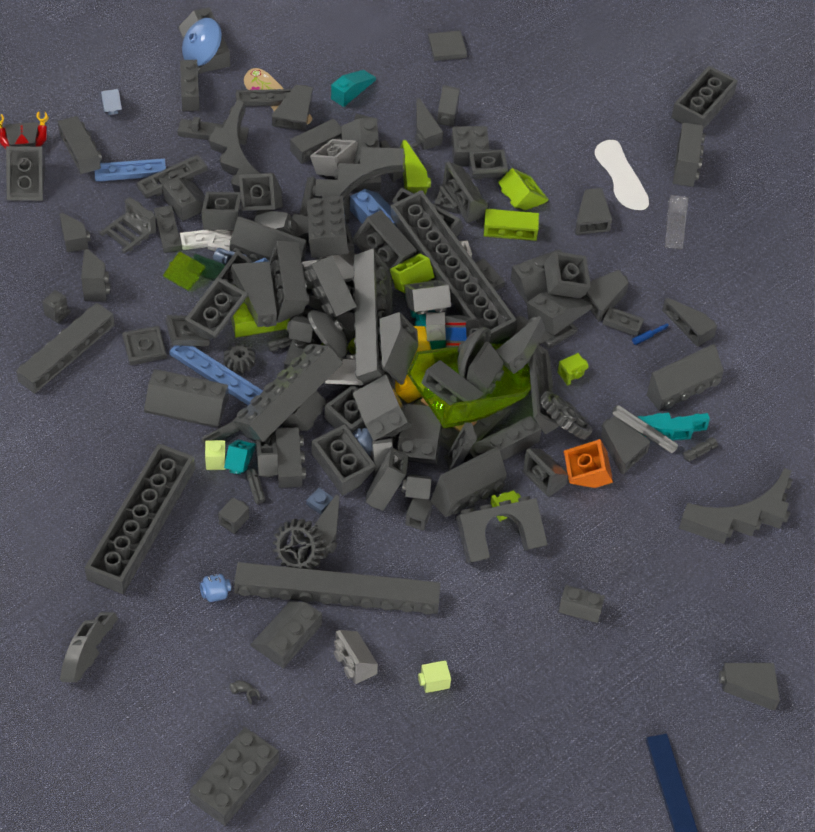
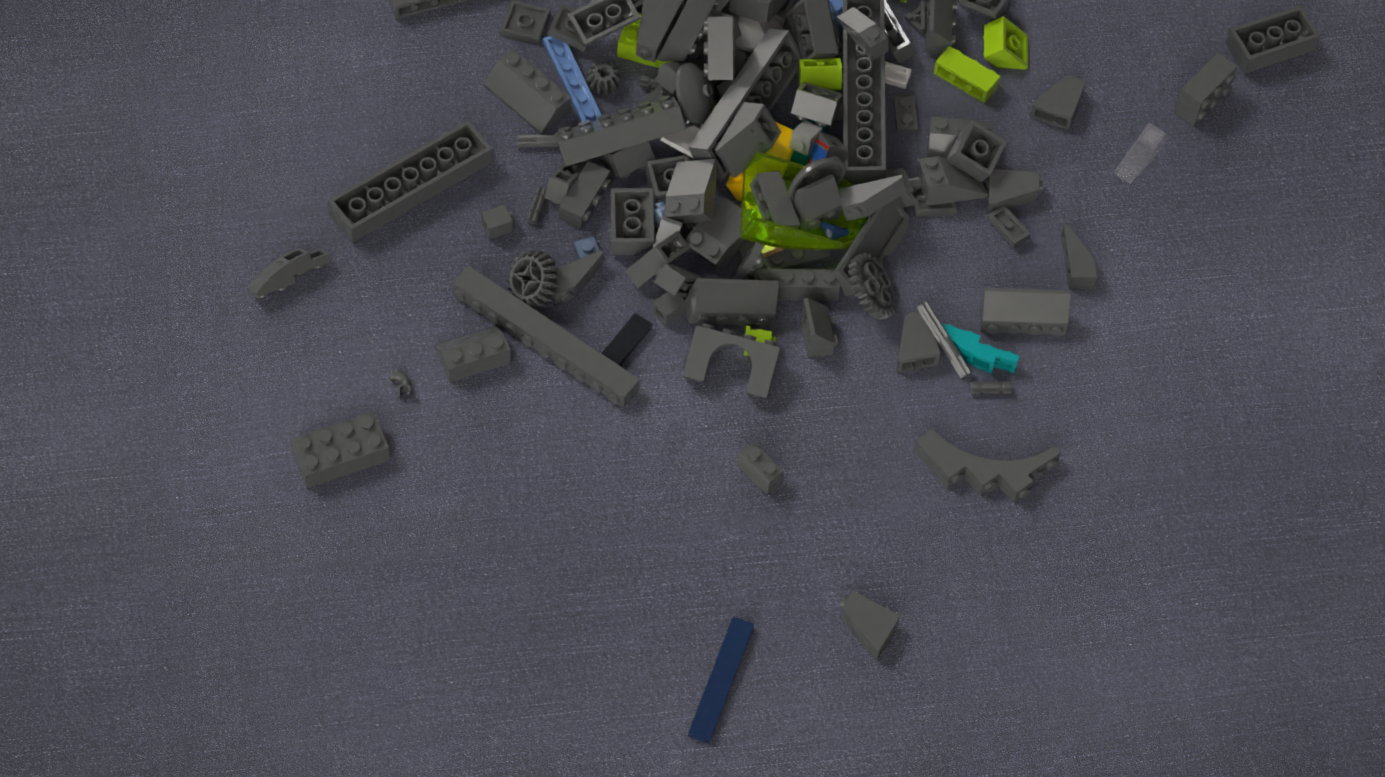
camera: 30 degrees right, 5 degrees up
(215, 454) = (517, 158): yellowish green brick -> none
(215, 587) = (434, 278): medium blue head -> none
(239, 456) = (538, 169): teal slope -> none
(354, 655) = (516, 402): light grey slope -> none
(402, 555) = (627, 339): none -> black tile
(429, 223) = (864, 33): none -> dark grey slope
(435, 676) = (577, 460): yellowish green brick -> none
(509, 387) = (833, 231): none -> dark blue slope
(572, 368) = (921, 246): lime brick -> none
(588, 465) = (864, 345): orange slope -> none
(626, 183) = (1123, 93): white sticker -> none
(640, 338) = (1027, 252): blue piece -> none

